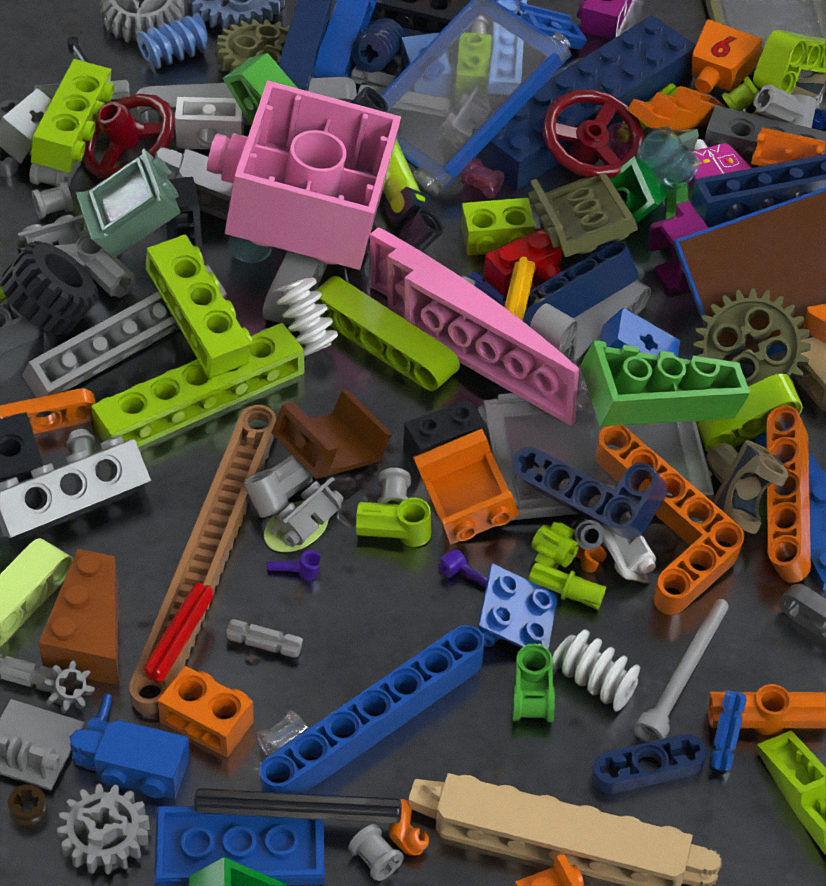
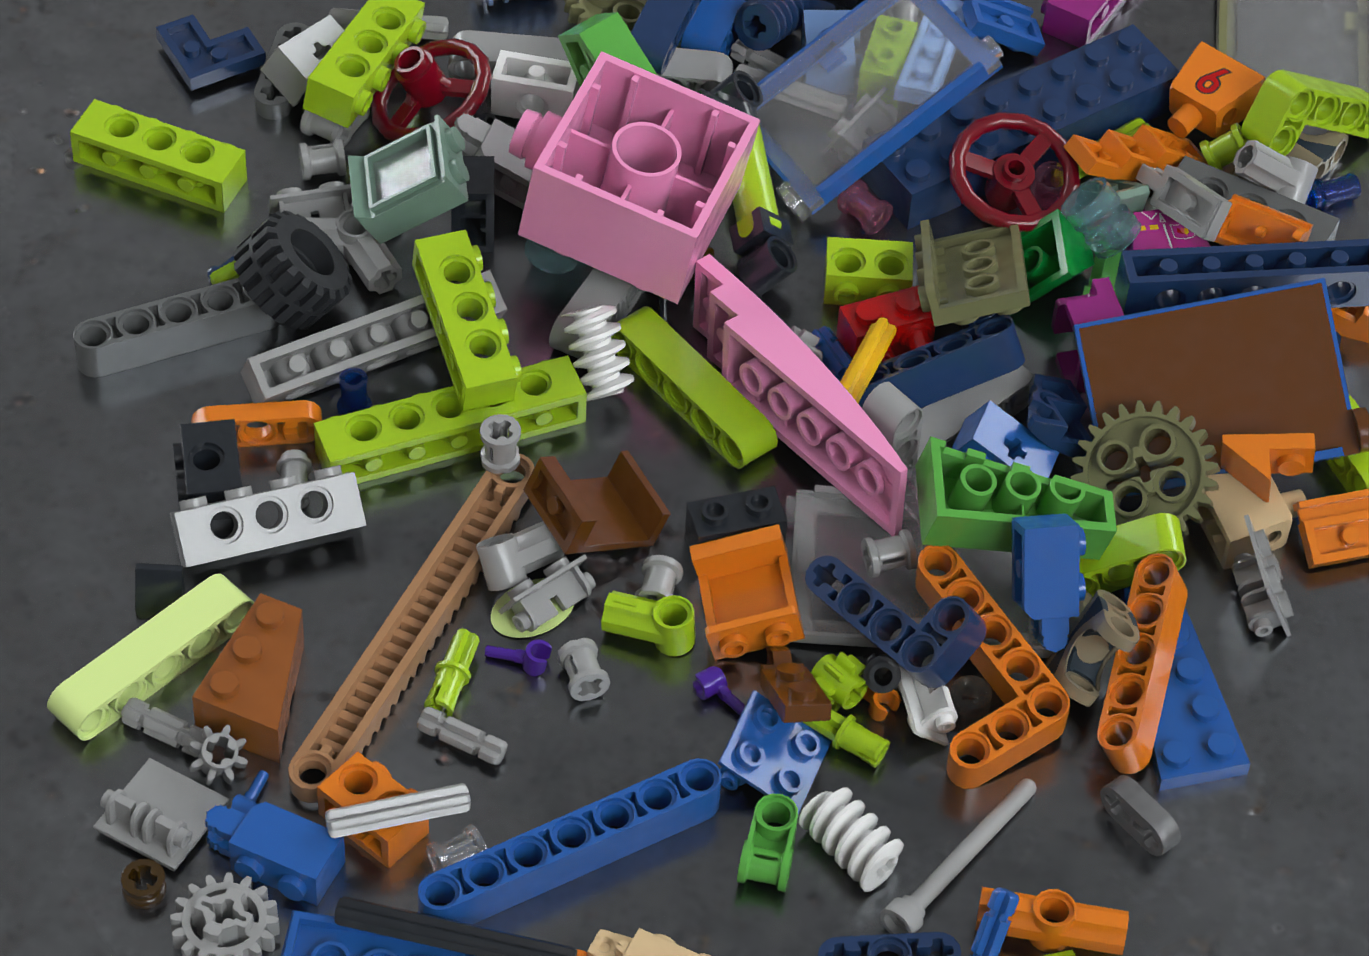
camera: 10 degrees right, 0 degrees up
(117, 376) = (353, 391): none -> clear blue pin
(178, 632) = (359, 711): red axle -> none
(229, 709) = (397, 810): none -> axle
(240, 393) = (500, 435): none -> light grey bush
(245, 588) = (452, 672): none -> lime axle
(350, 568) = (583, 669): none -> light grey bush
(522, 557) = (792, 688): none -> reddish brown hinge
(570, 438) = (889, 553): none -> light grey bush
(671, 311) = (1056, 414): none -> dark blue slope
(705, 435) = (1047, 574): none -> blue hinge
(729, 136) = (1186, 200): none -> light grey hinge

